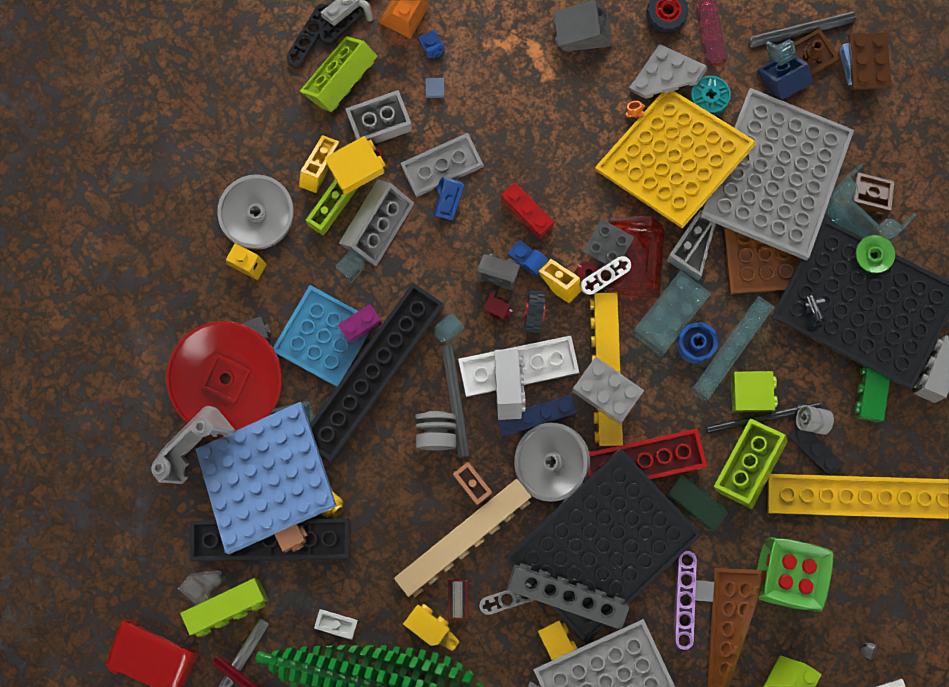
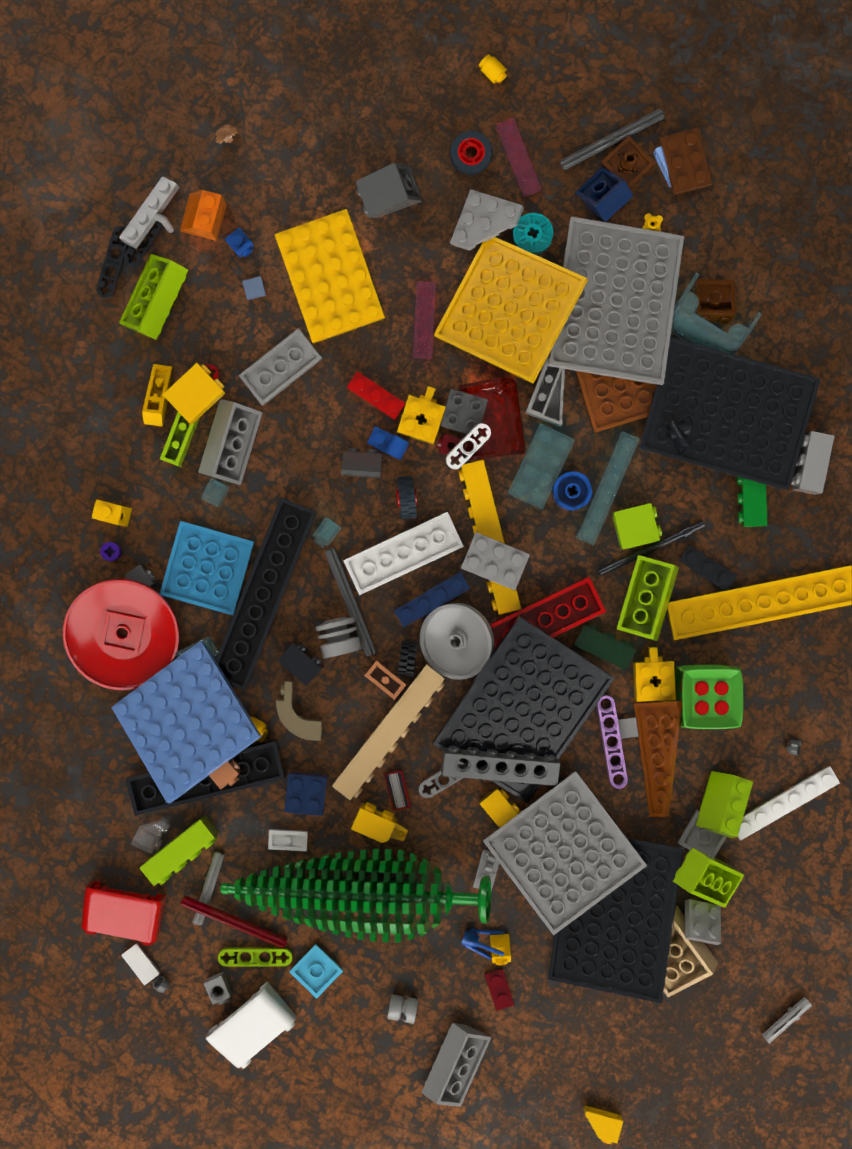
camera: 15 degrees left, 10 degrees up
(170, 462) = (91, 726): light grey windscreen -> none
(237, 302) = (115, 551): none -> dark purple wheel
(245, 199) = (90, 456): light grey dish -> none
(359, 324) = (239, 550): magenta brick -> none
(366, 580) = (306, 793): none -> dark blue brick
(374, 510) = (296, 724): none -> dark tan arch
(380, 118) = (206, 336): light grey brick -> none
(392, 447) = (301, 663): none -> black brick
(449, 196) = (296, 398): blue plate -> none
(497, 308) = (370, 500): dark red brick -> none
(499, 468) = (407, 658): none -> black tyre
(508, 93) = (329, 276): none -> yellow plate
(509, 384) = (398, 578): brick -> none
(560, 280) = (425, 459): yellow slope -> none
(567, 230) = (429, 409): none -> yellow hinge
(589, 152) = (424, 320): none -> clear pink plate
(635, 109) = (460, 265): orange plate -> none
(742, 534) = (656, 667): none -> yellow hinge
(782, 53) = (596, 172): clear light blue panel -> none
(814, 420) = (700, 541): light grey wheel -> none
(824, 108) = (657, 222): none -> yellow plate
(881, 247) = (736, 359): bright green dish -> none

